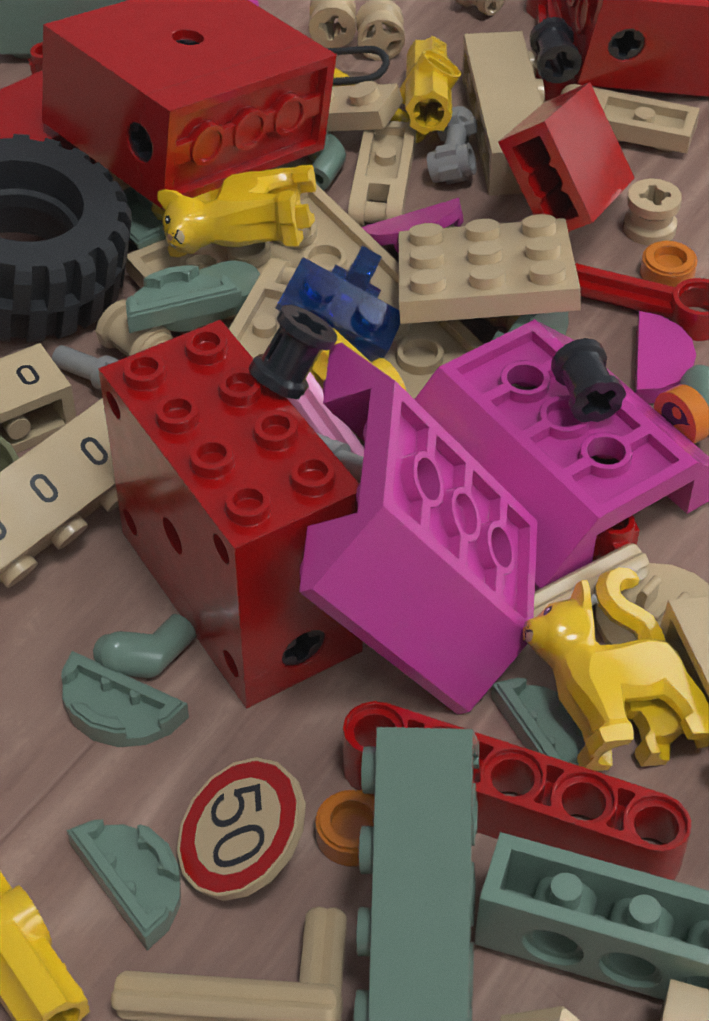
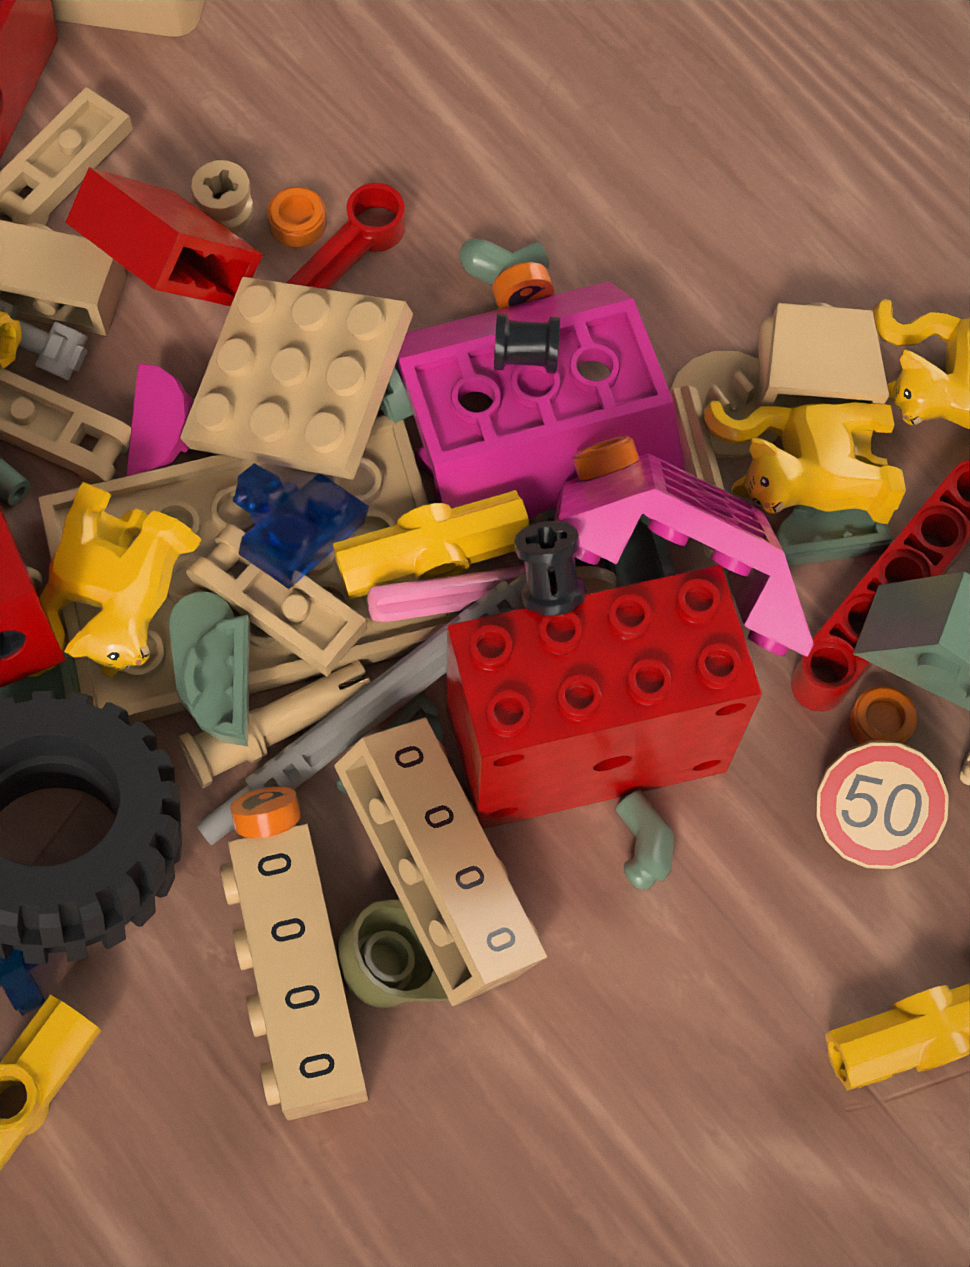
camera: 75 degrees left, 20 degrees up
(73, 360) = (265, 812): none -> orange tile
(117, 707) = (697, 886): sand green tile -> none
(134, 872) = (882, 907): sand green tile -> none
(510, 477) = (605, 457): none -> orange tile
(661, 355) = (425, 274): dark pink tile -> none

